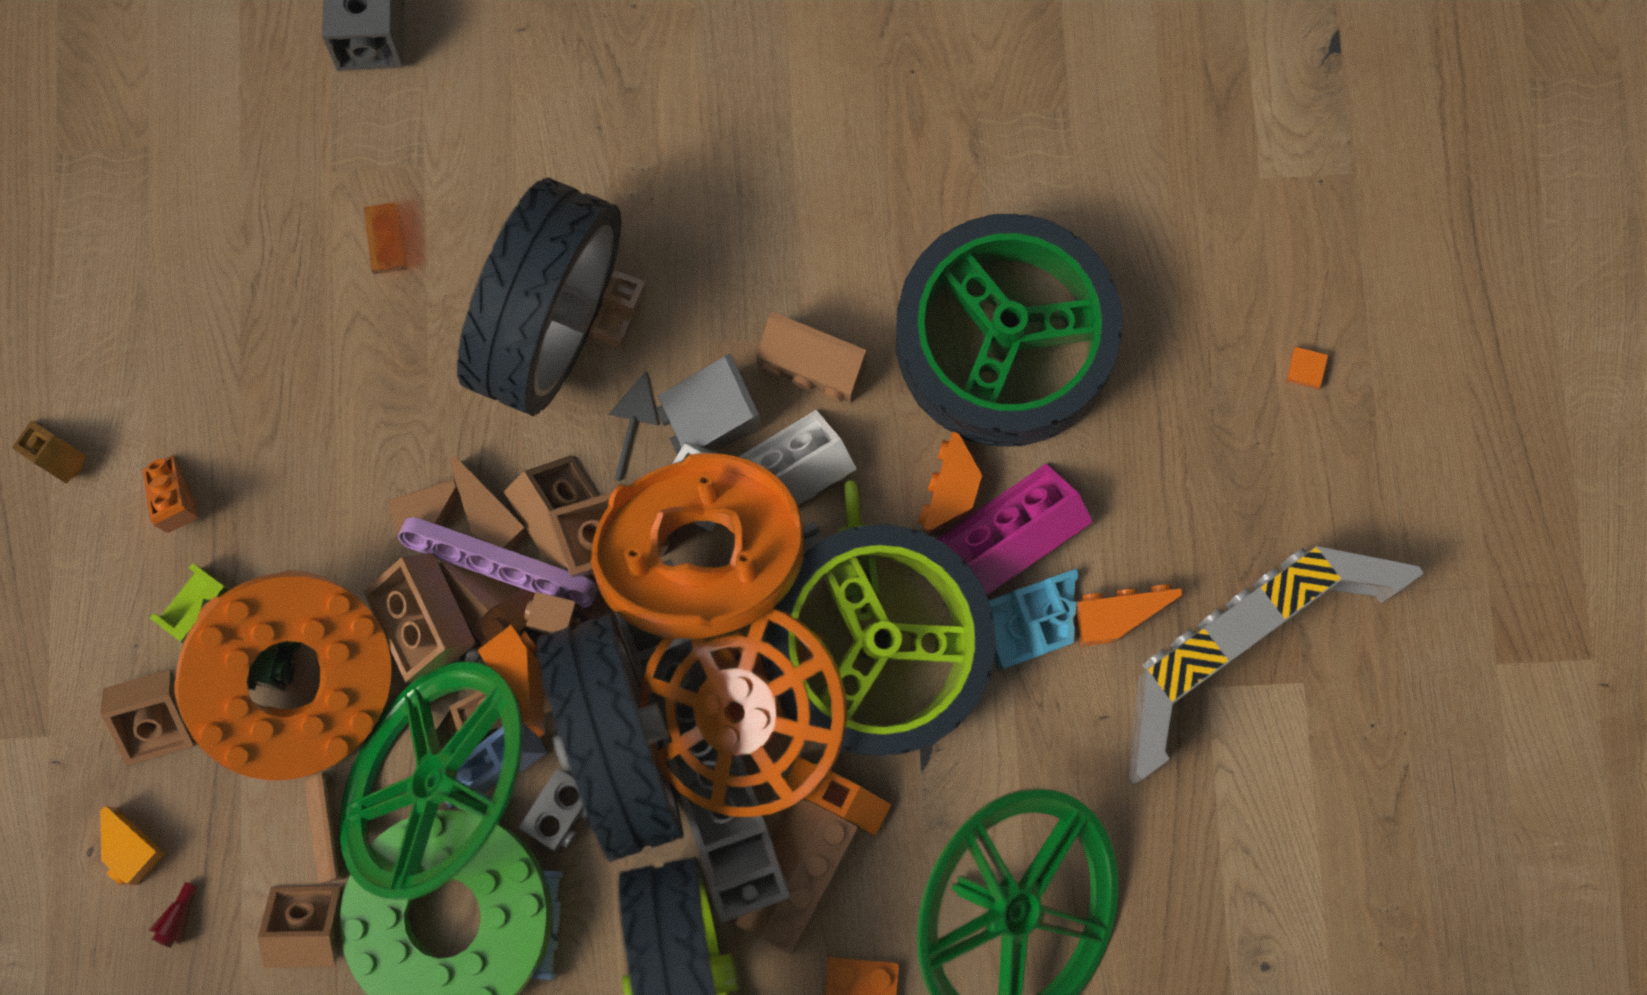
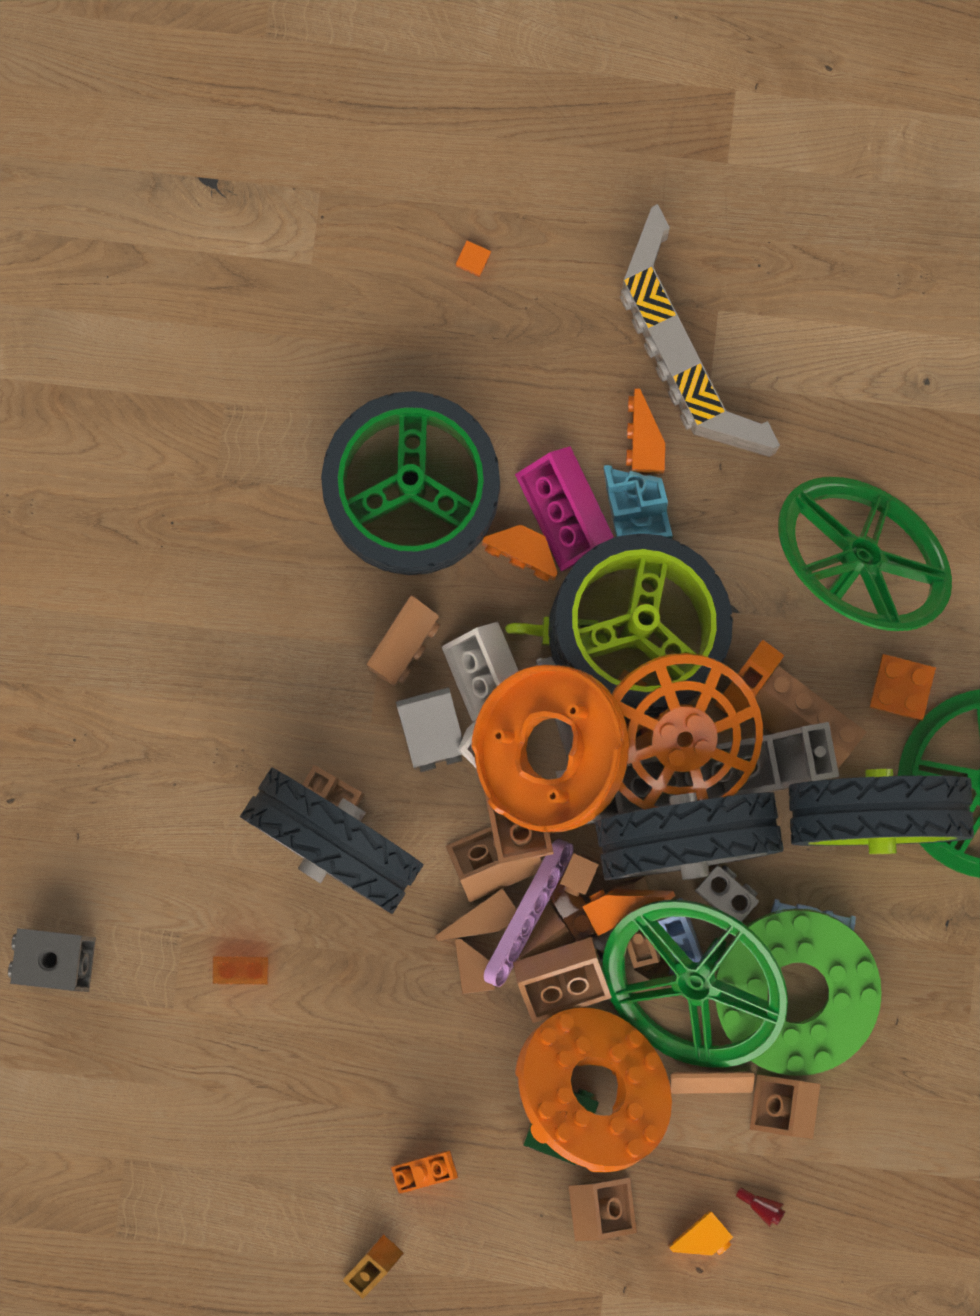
camera: 85 degrees left, 5 degrees up
(185, 607) = (518, 1164): lime panel -> none
(636, 406) = (414, 788): dark grey piece -> none

